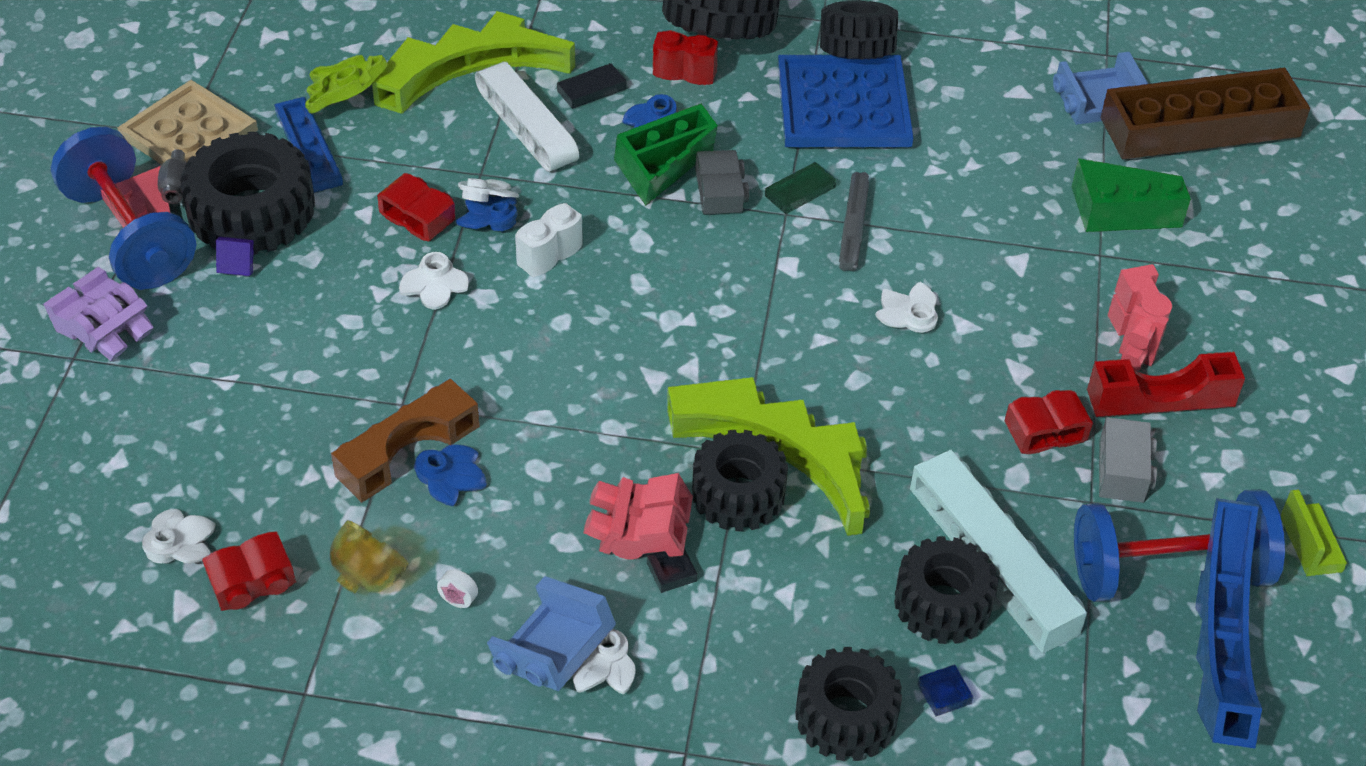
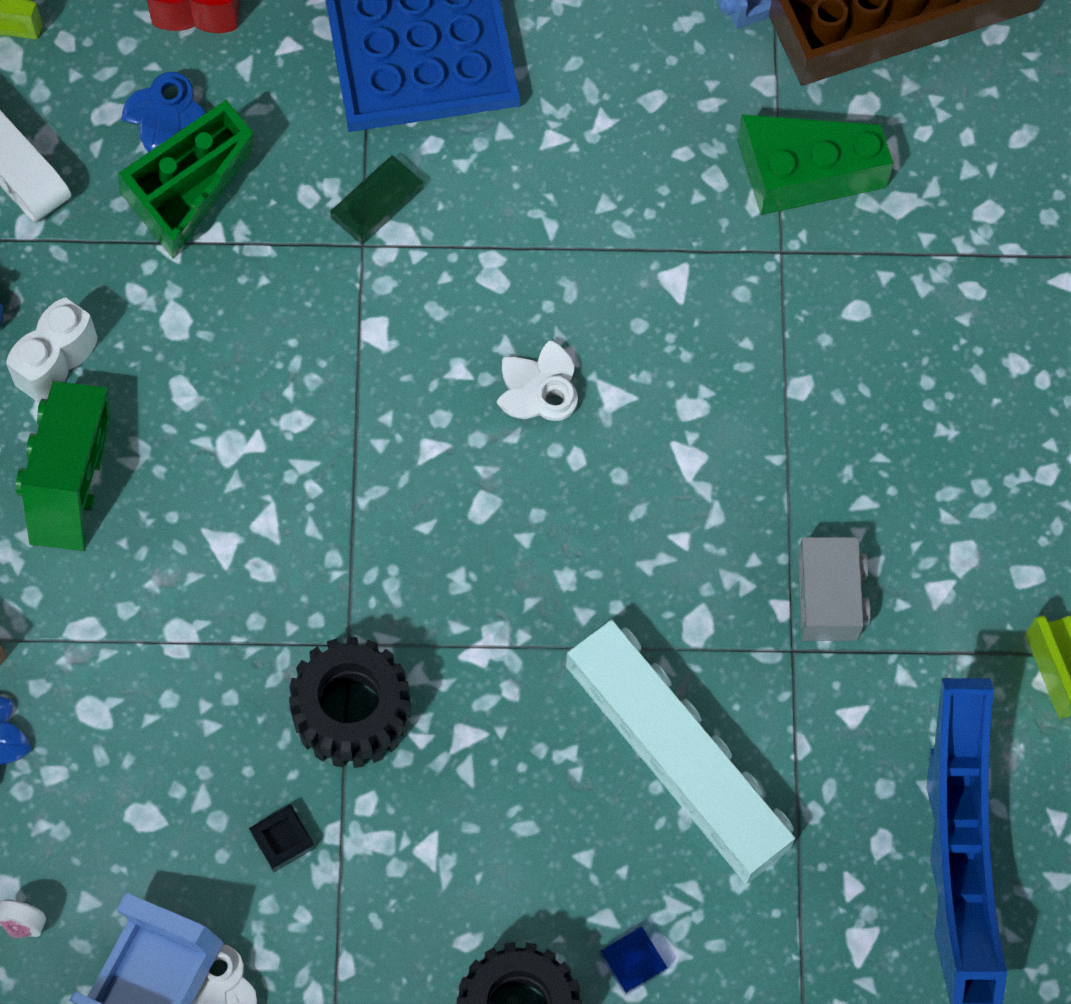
camera: 10 degrees left, 20 degrees up
(542, 306) = (63, 463): none -> green wedge
(591, 85) = (70, 61): black tile -> none
(641, 516) = (234, 778): coral hips -> none
(720, 181) = (268, 212): dark grey brick -> none
(824, 453) = (455, 640): lime arch -> none
(854, 221) = (454, 249): dark grey axle -> none
(942, 614) = (630, 788): black tyre -> none
(1048, 421) = (729, 543): red brick -> none
(1099, 552) = (804, 751): blue piece -> none
(1139, 314) = (843, 365): coral hips -> none
(1206, 383) = (832, 481): red arch -> none

